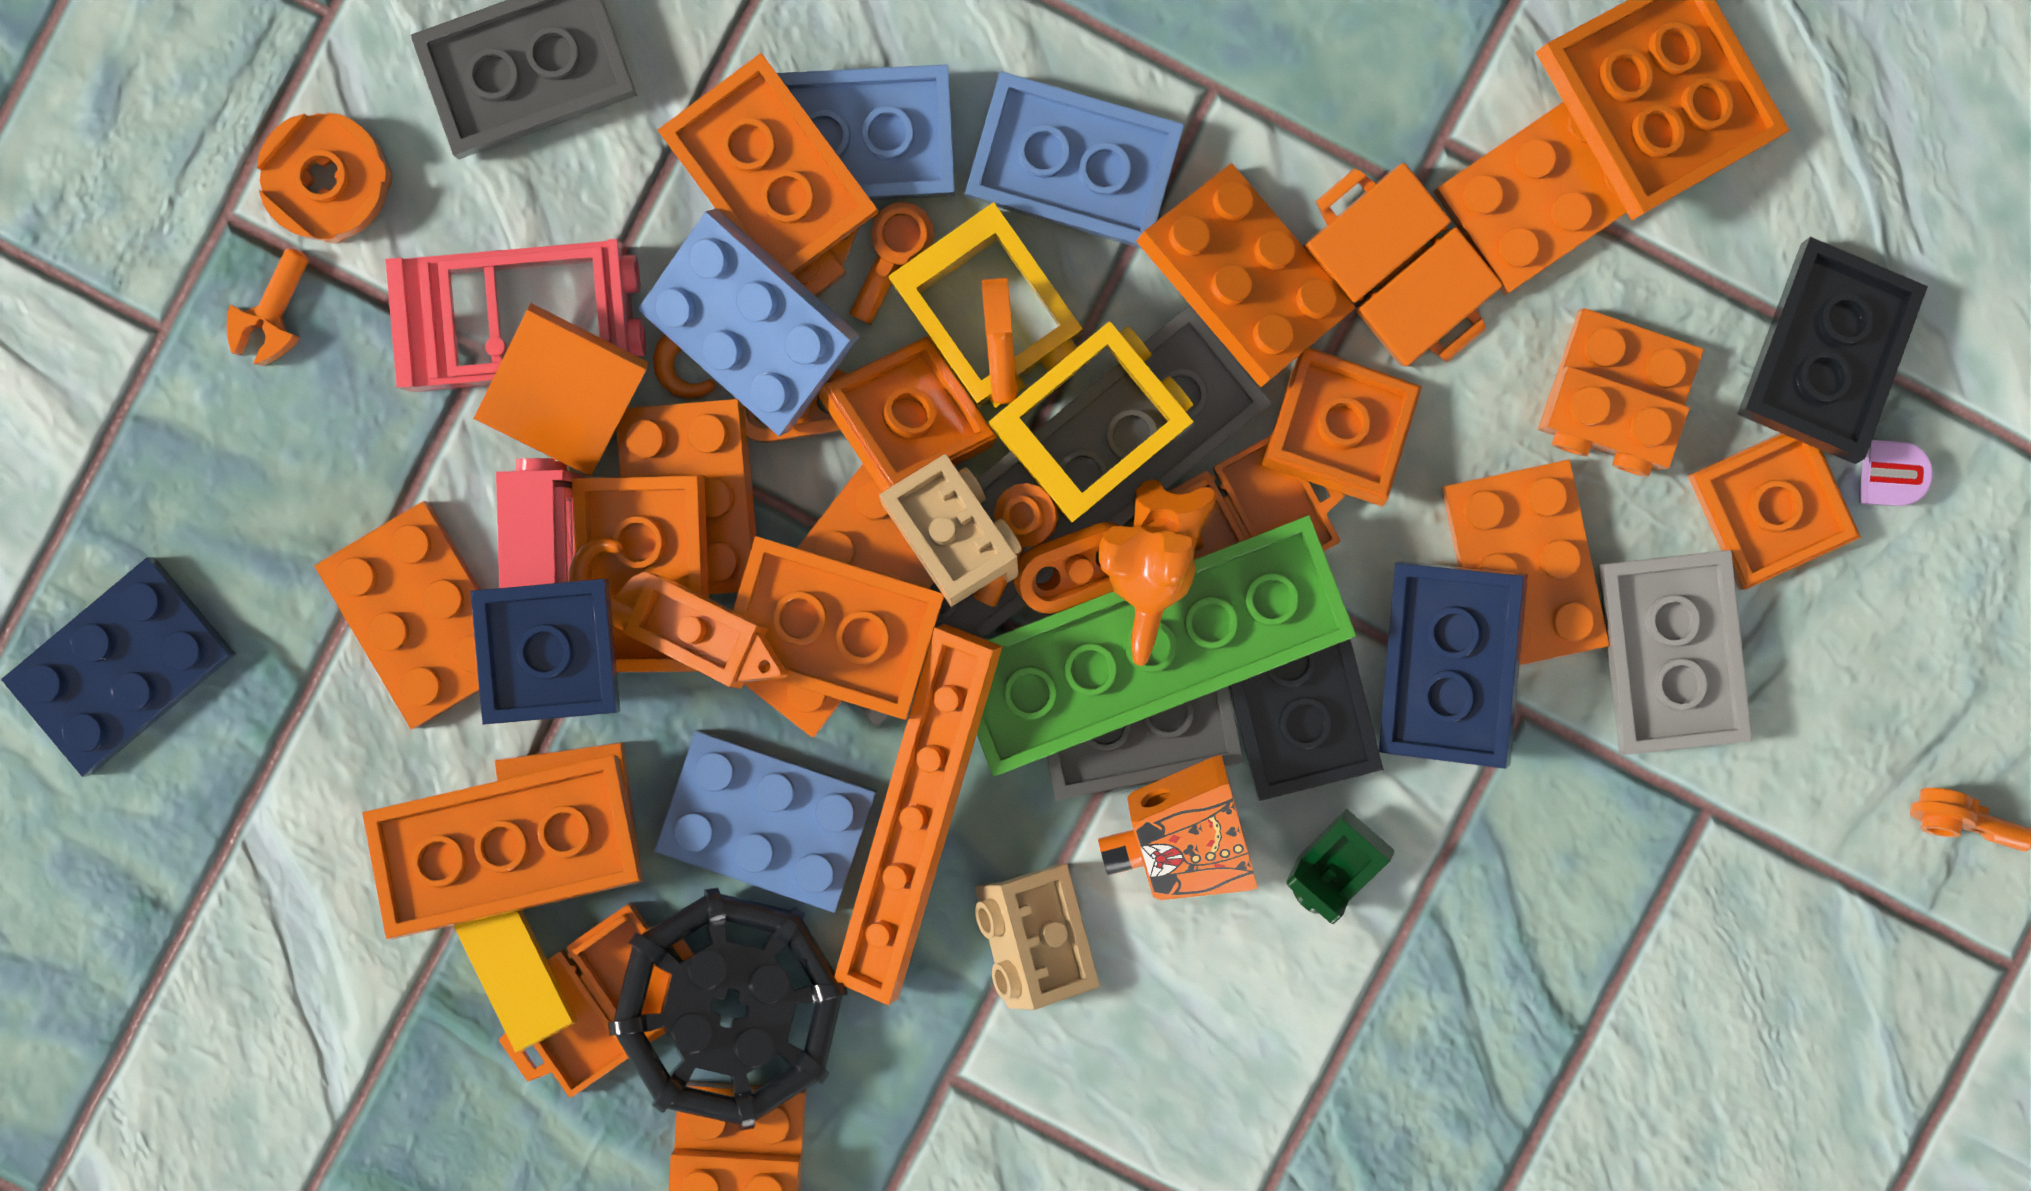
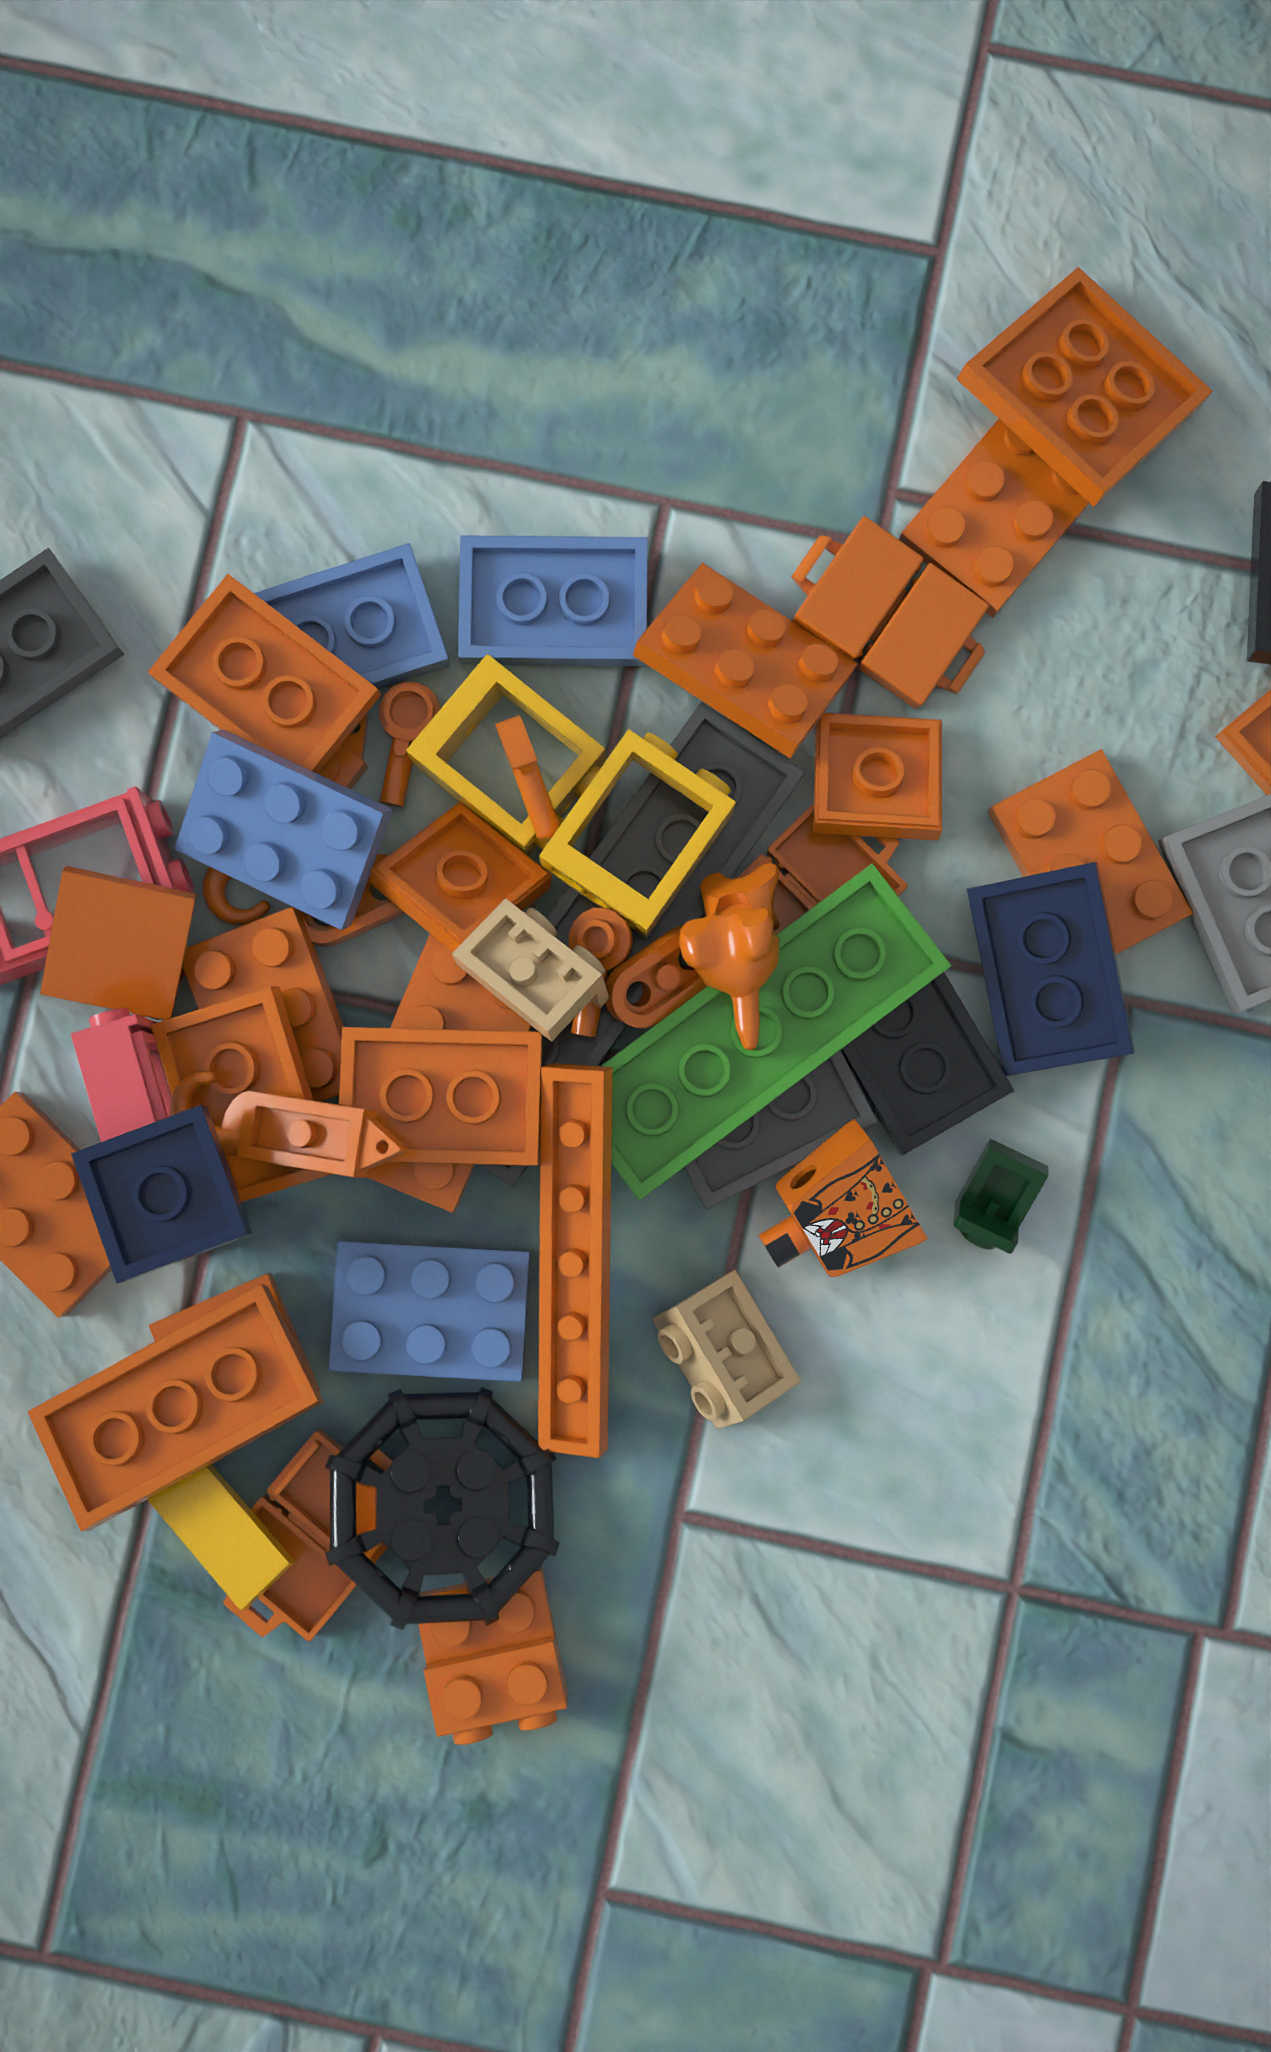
camera: 15 degrees left, 5 degrees down
(1621, 393) = (1130, 675): orange plate -> none

